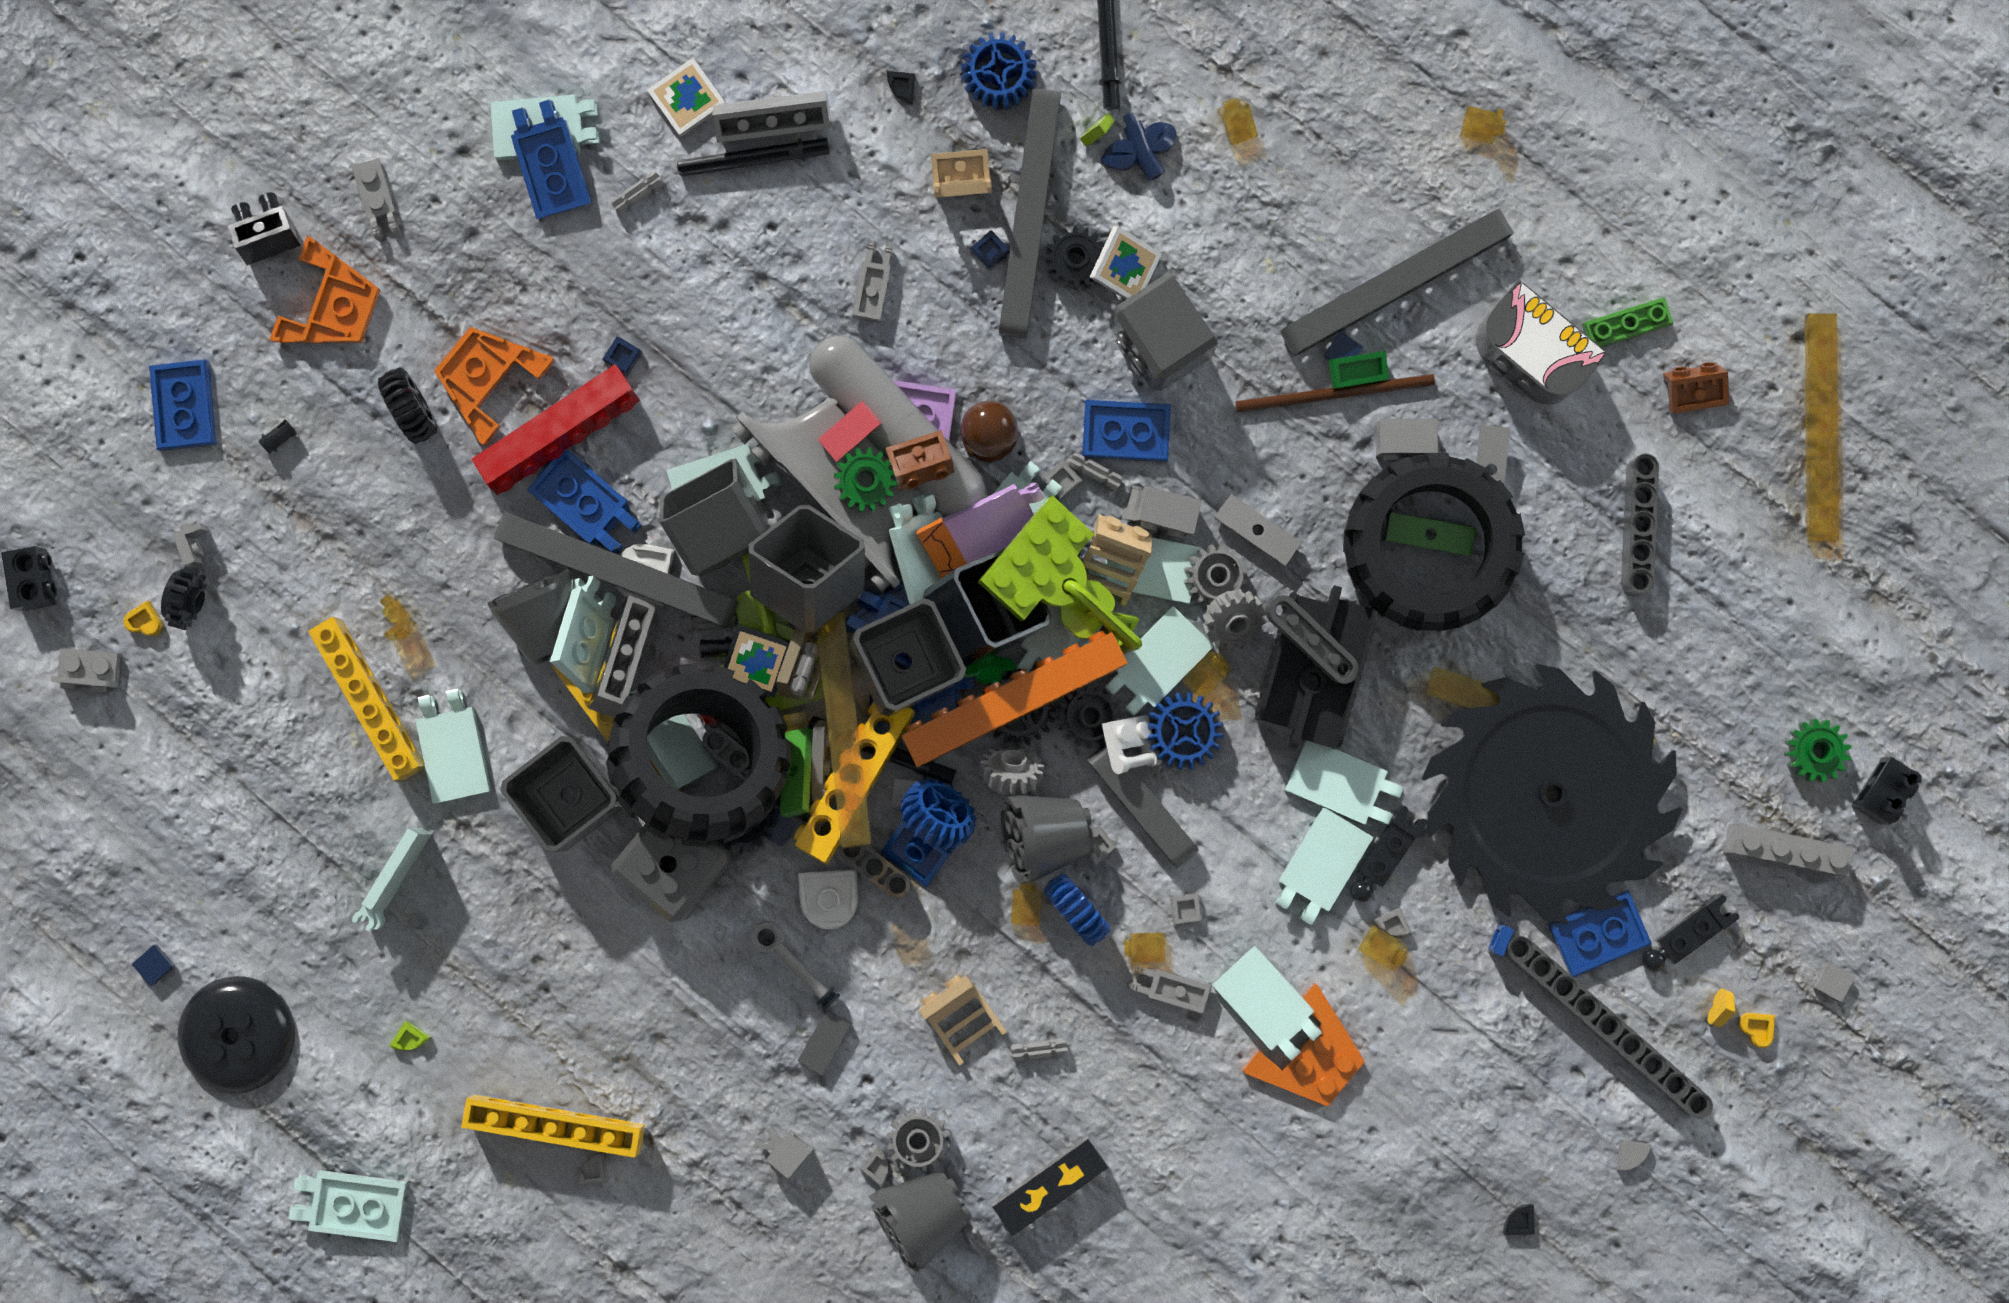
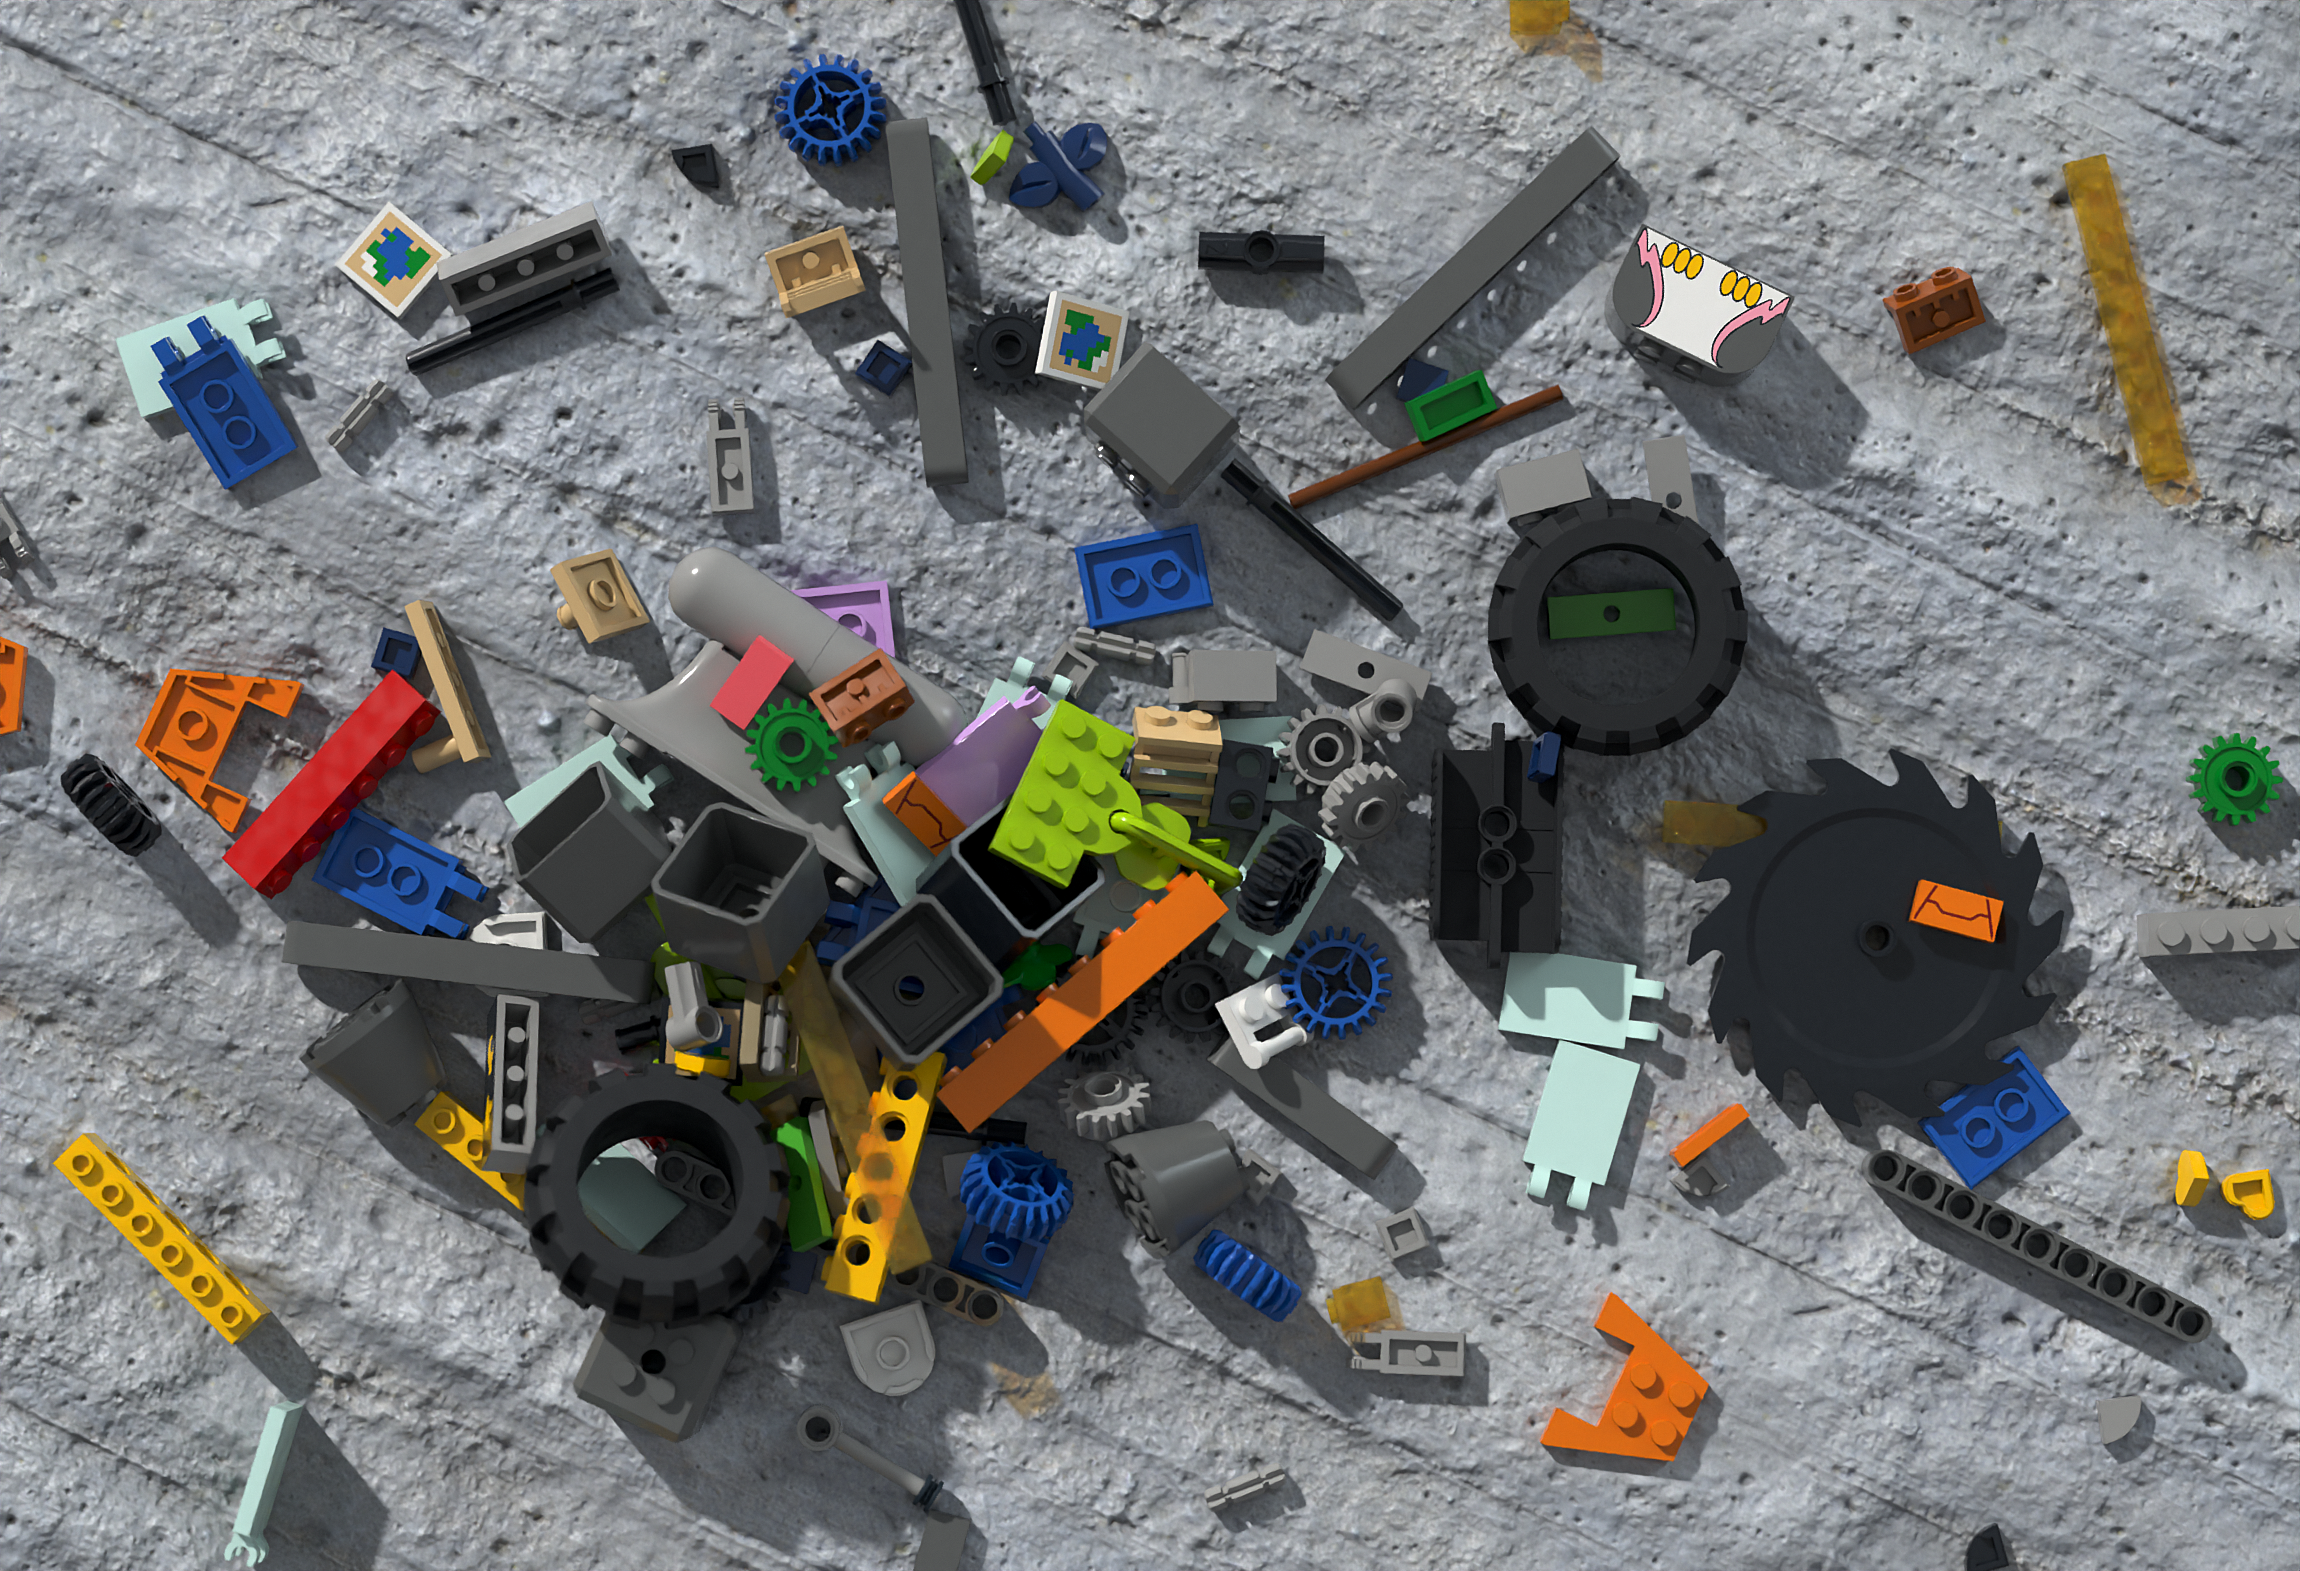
camera: 15 degrees left, 0 degrees up
(396, 612) = (169, 1104): clear yellow bracket -> none
(452, 749) = (301, 1278): light aqua tile -> none
(538, 790) = (441, 1309): dark grey plate -> none
(584, 634) = (449, 1067): light aqua tile -> none
(653, 421) = (467, 737): none -> tan piece
(747, 673) = (696, 1063): none -> yellow tile
(753, 645) = (693, 1020): none -> light grey piece
(762, 351) = (597, 597): none -> tan tile
(957, 994) = (1108, 1440): tan plate -> none
(989, 431) = (949, 628): reddish brown tile -> none
(1026, 905) = (1175, 1287): clear yellow bracket -> none
(1151, 582) = (1232, 784): none -> black brick
(1166, 652) = (1280, 879): none -> black gear
(1207, 674) = (1346, 893): clear yellow bracket -> none
(1237, 120) = (1188, 94): clear yellow bracket -> none
(1240, 232) = (1289, 255): none -> black piece
(1243, 434) = (1311, 539): none -> black axle
(1256, 564) = (1375, 720): none -> light grey piece
(1267, 1002) = (1549, 1336): light aqua tile -> none
(1312, 639) = (1480, 809): dark grey plate -> none
(1362, 616) = (1544, 757): none -> dark blue tile
(1384, 948) = (1695, 1218): clear yellow bracket -> none
(1386, 854) = (1664, 1084): black plate -> none
(1407, 895) = (1708, 1134): none -> orange tile
(1500, 940) = (1856, 1163): blue tile -> none
(1611, 790) = (1956, 911): none -> orange tile
(1644, 319) = (1795, 256): bright green tile -> none
(1646, 512) = (1909, 505): dark grey beam -> none
(1689, 934) = (2119, 1085): black plate -> none

